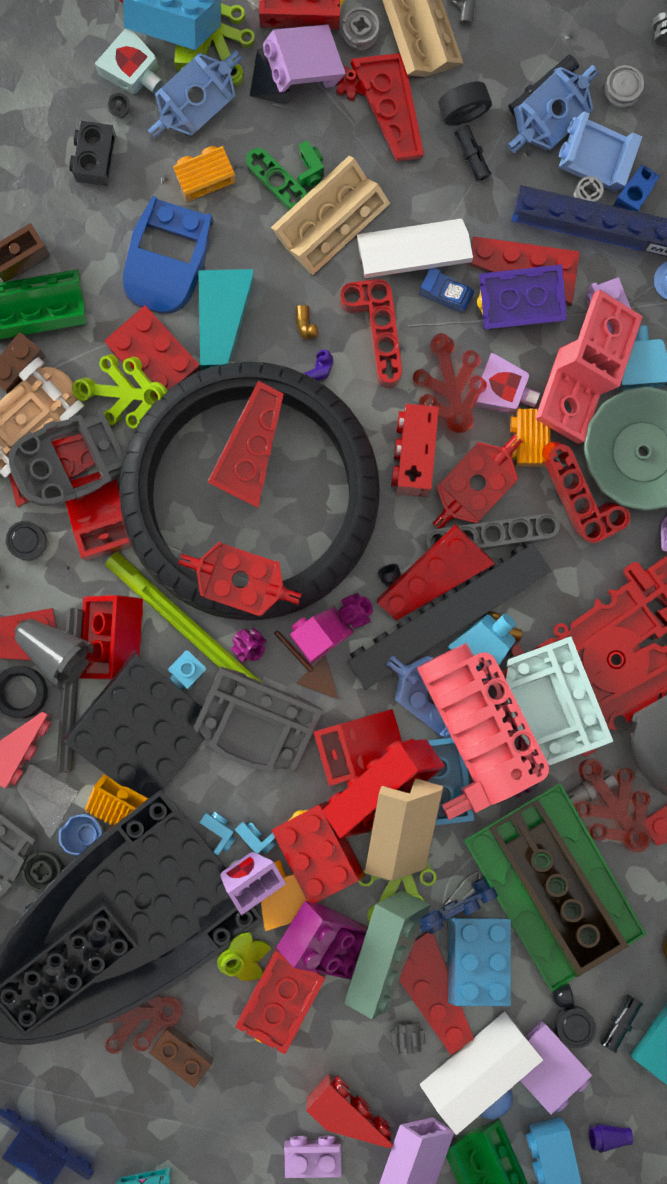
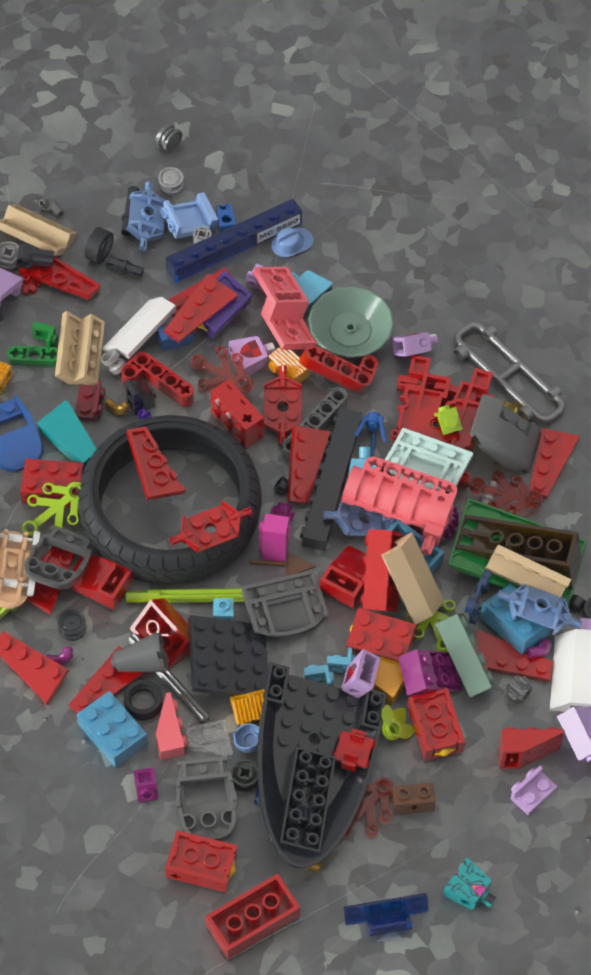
camera: 40 degrees left, 25 degrees down
(168, 952) = (354, 749): none -> red piece
(248, 644) = (243, 574): magenta gear -> none
(282, 290) = (89, 402): none -> dark red bracket
(337, 334) = (139, 396): none -> black slope
(349, 265) = (113, 361): none -> light grey wheel
(374, 52) = (29, 256): none -> black piece
(473, 1017) = (541, 650): none -> magenta arm
(490, 969) = (524, 604): none -> medium blue plate
(497, 286) = (199, 308): none -> red wing
(531, 935) = (525, 571): none -> tan slope
(555, 590) = (373, 423): none -> blue plant
(631, 669) = (448, 419): none -> lime bracket

